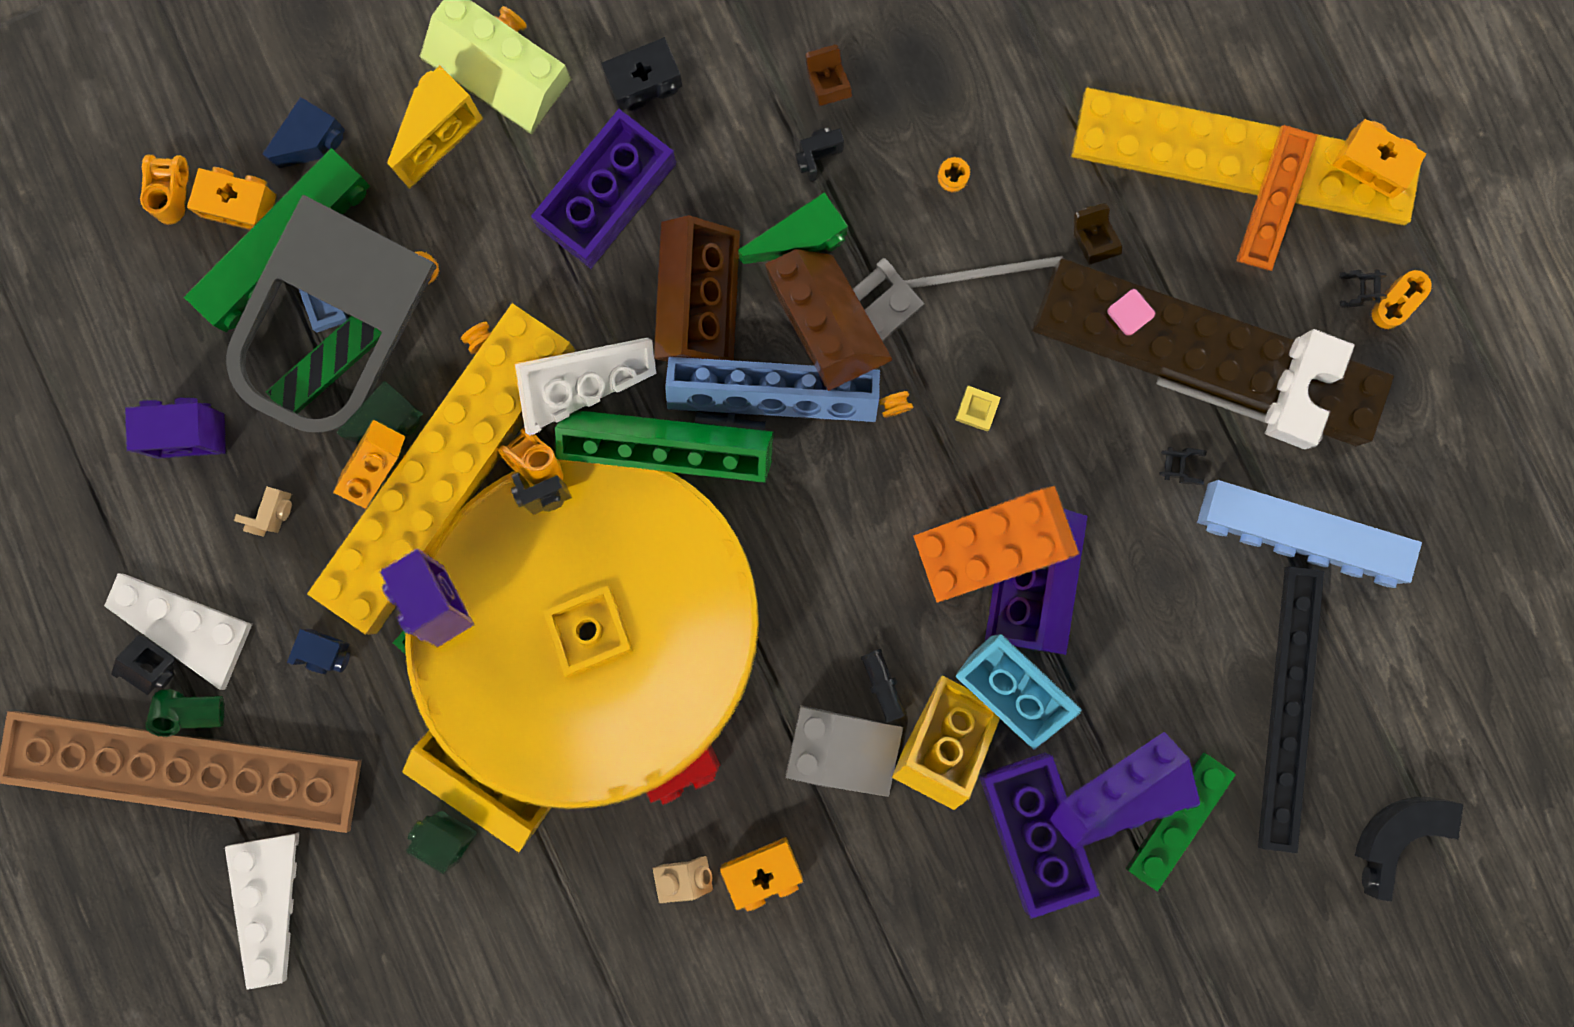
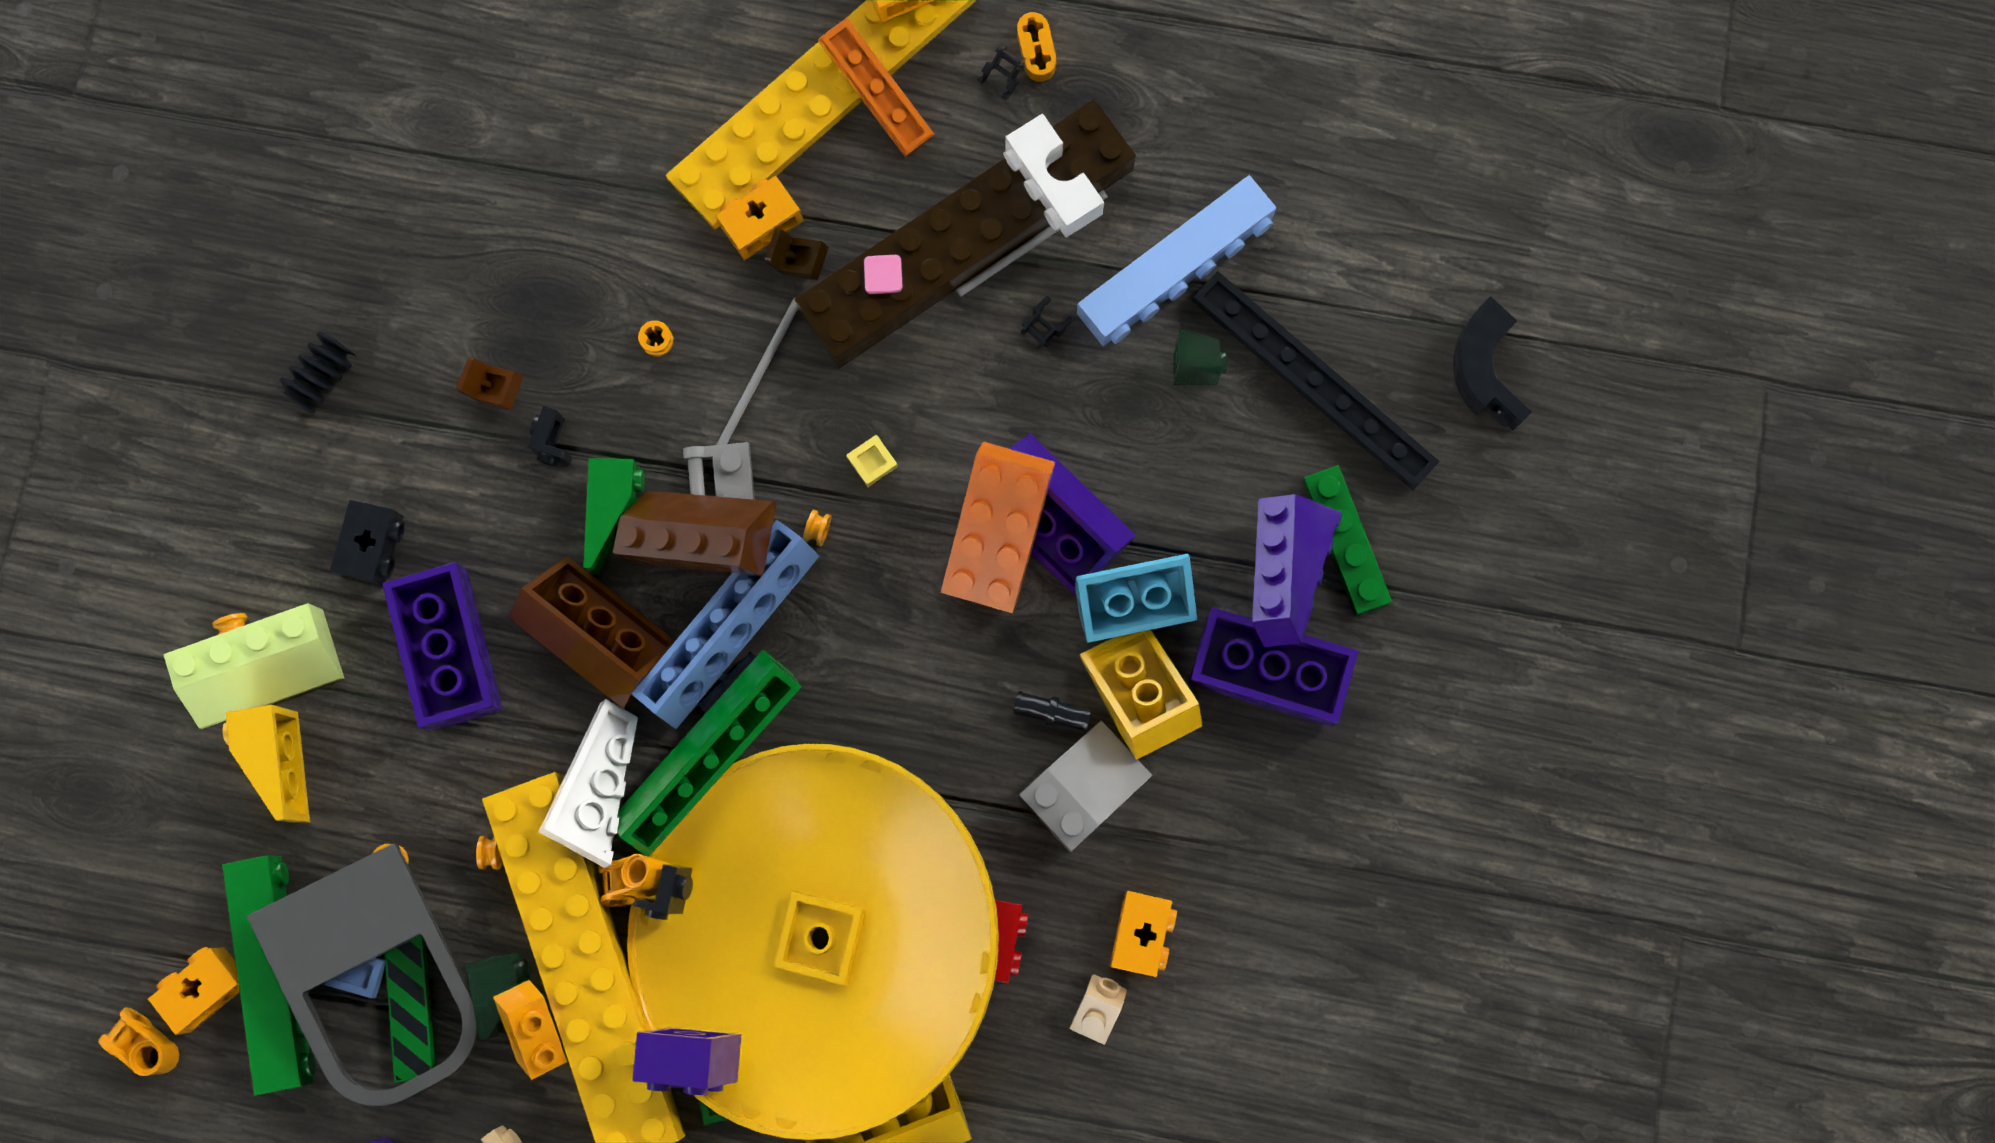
camera: 50 degrees left, 5 degrees down
(304, 136) = (192, 882): dark blue slope -> none
(1088, 185) = (753, 234): none -> light orange brick
(1240, 605) = (1197, 359): none -> clear green slope

